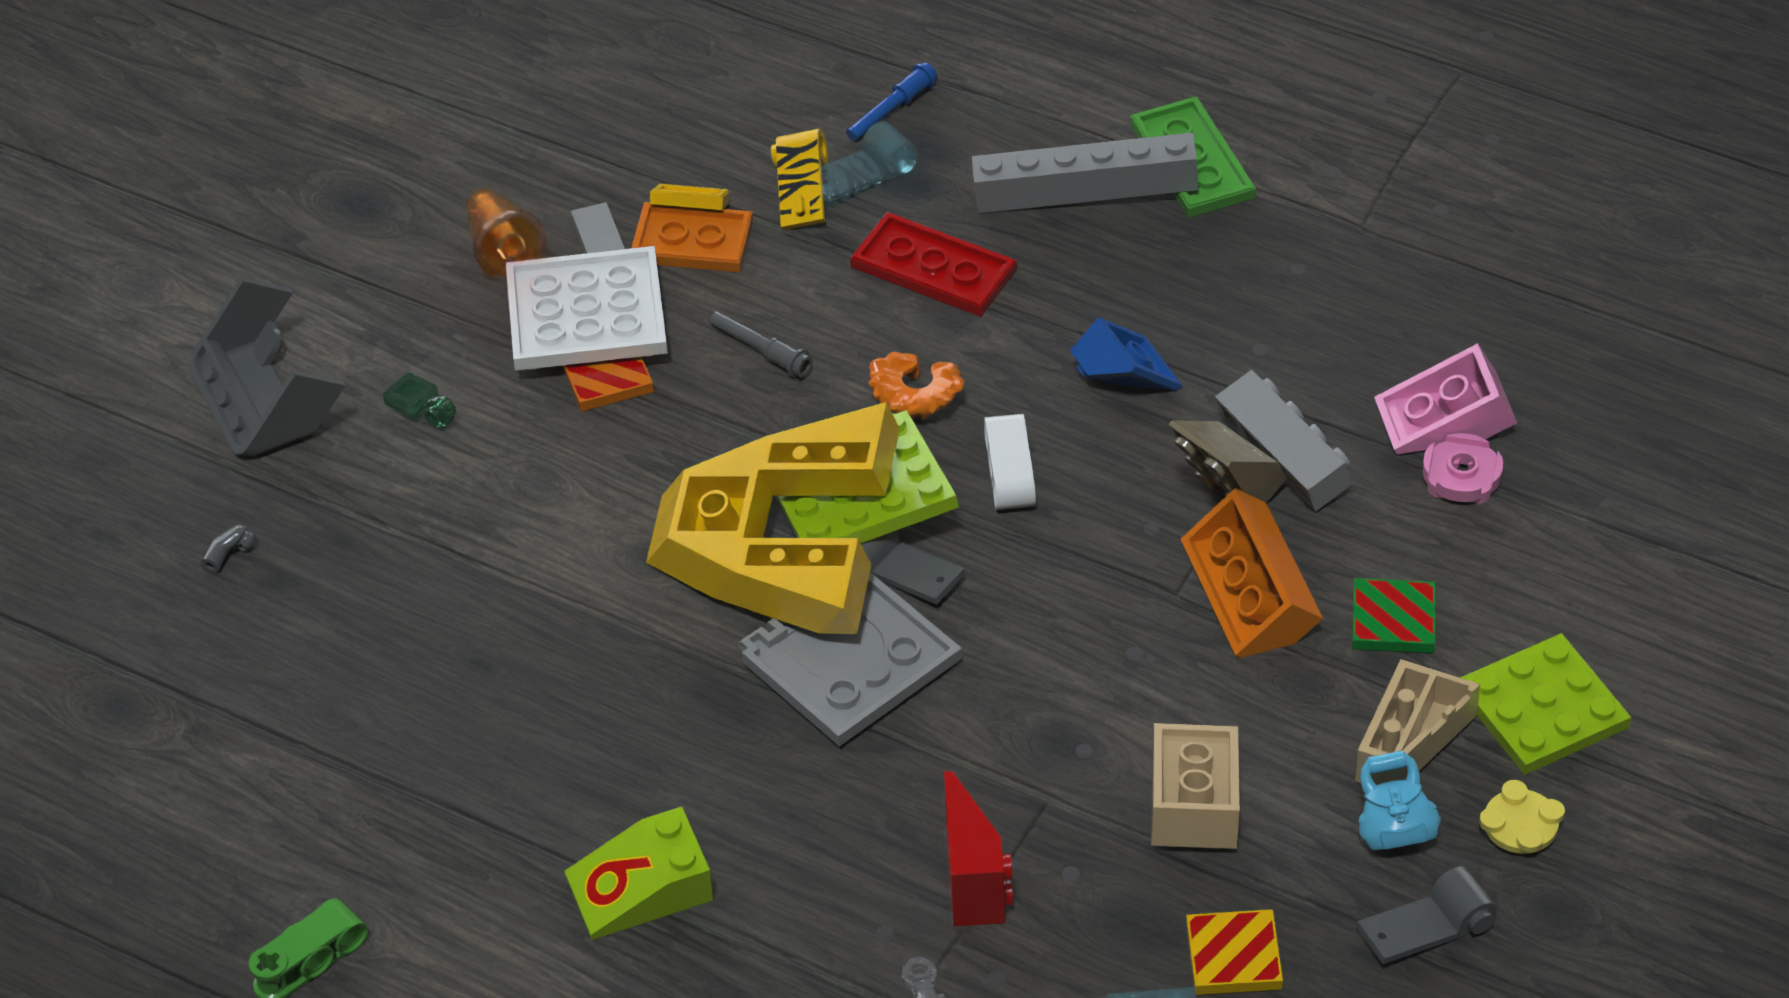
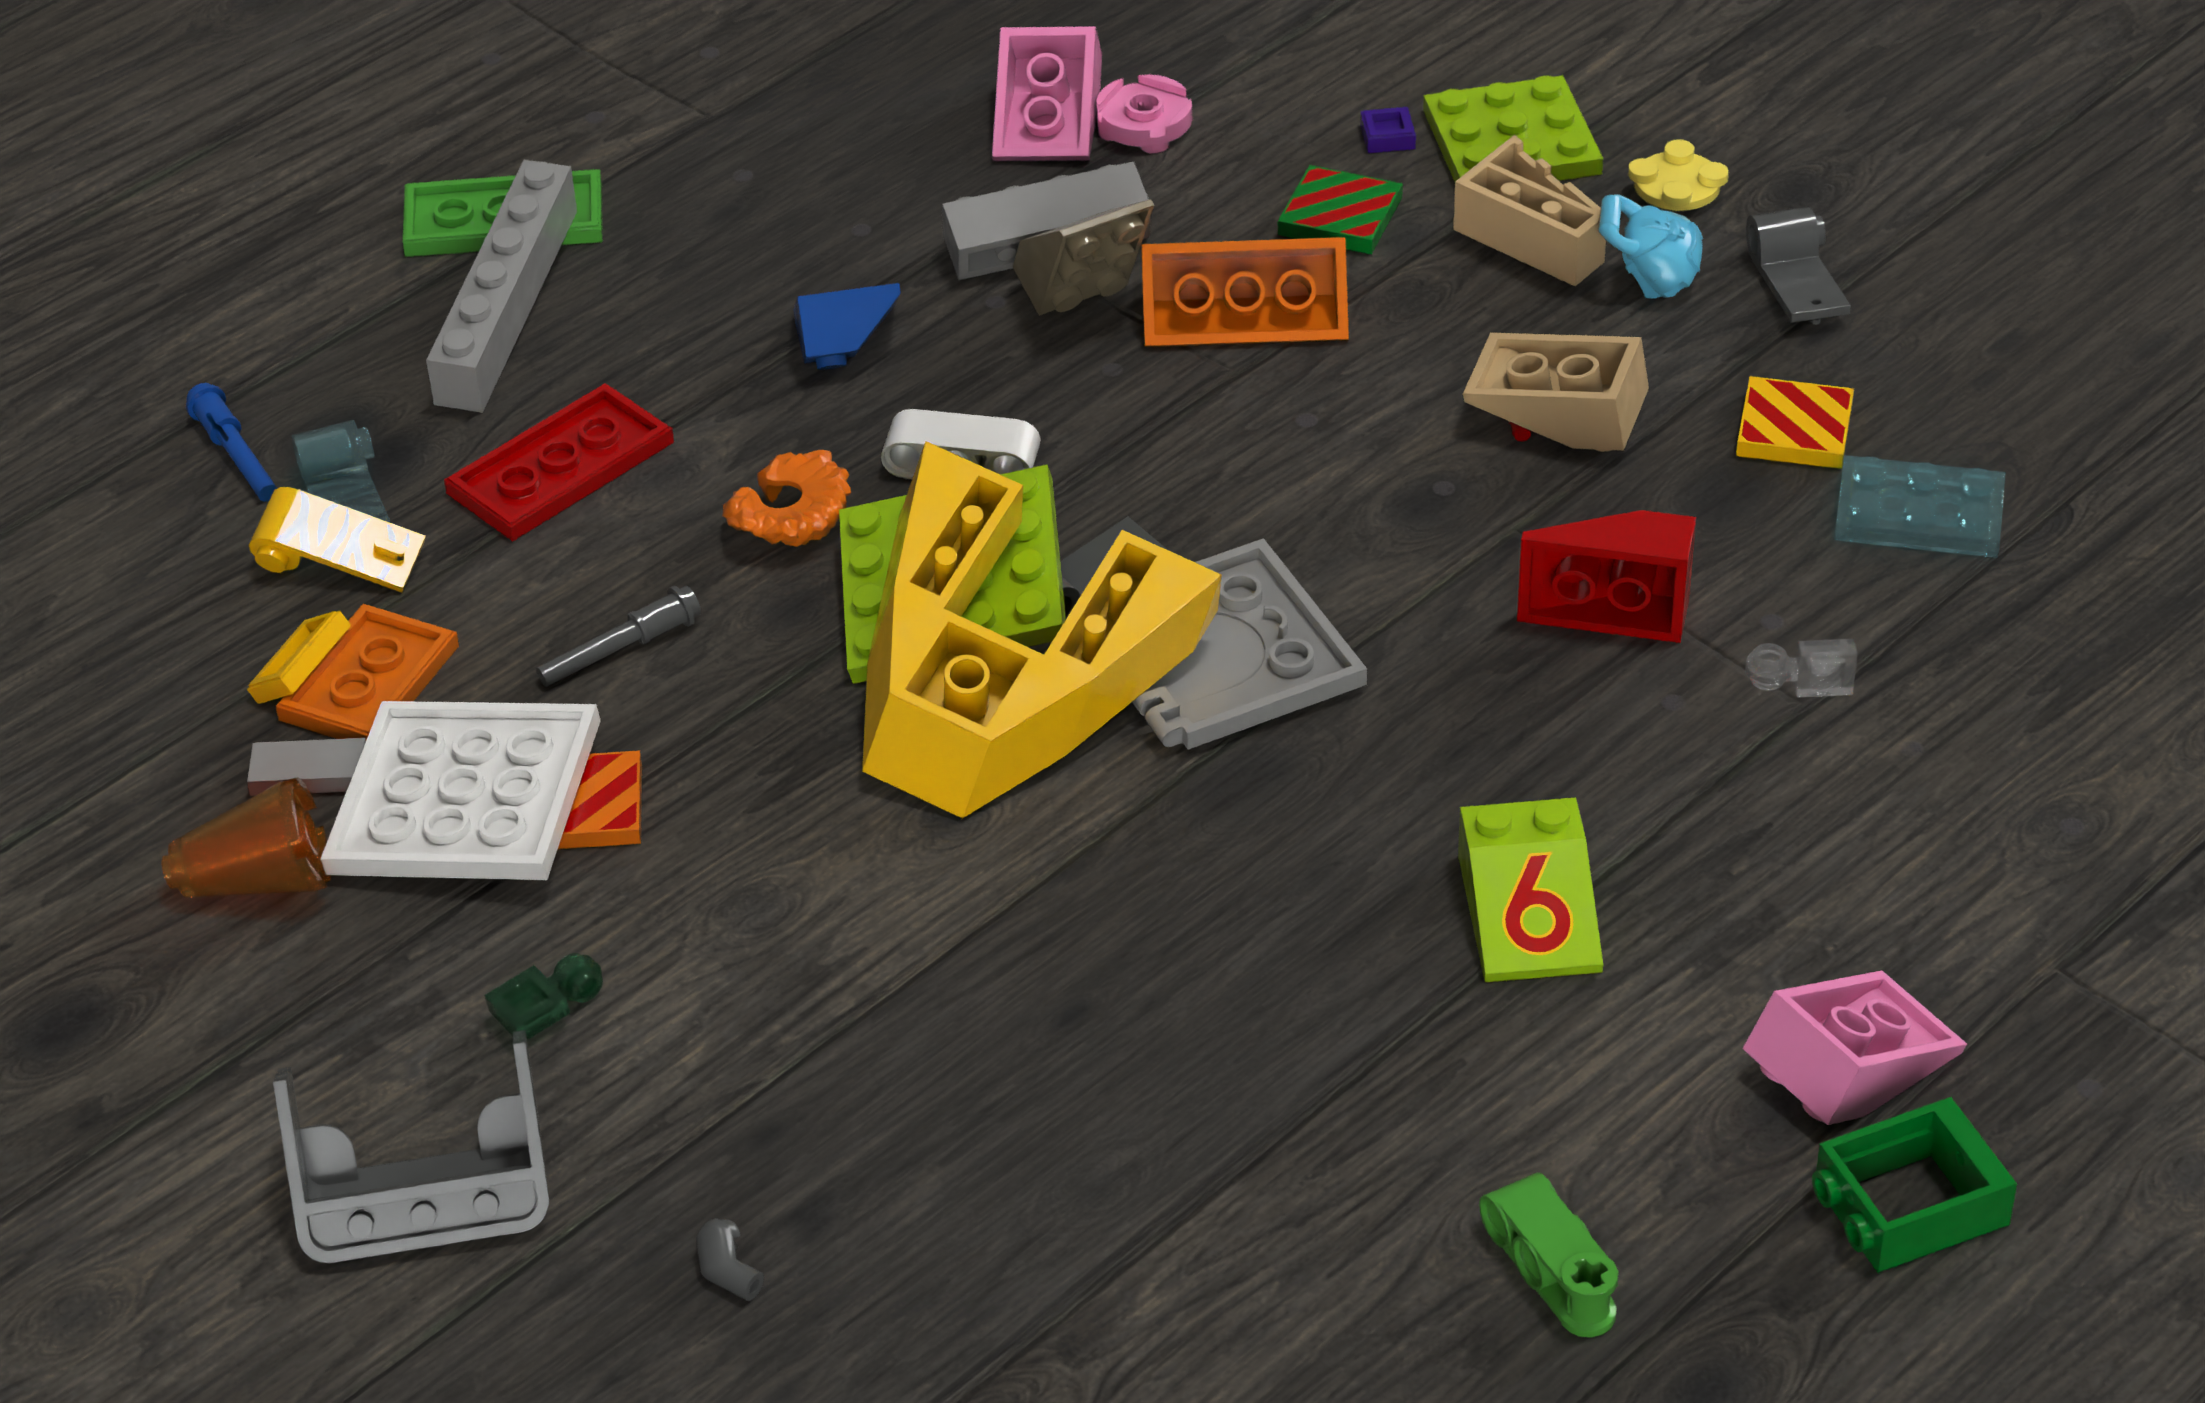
camera: 75 degrees left, 5 degrees down
(1514, 623) = (1387, 130): none -> dark purple tile

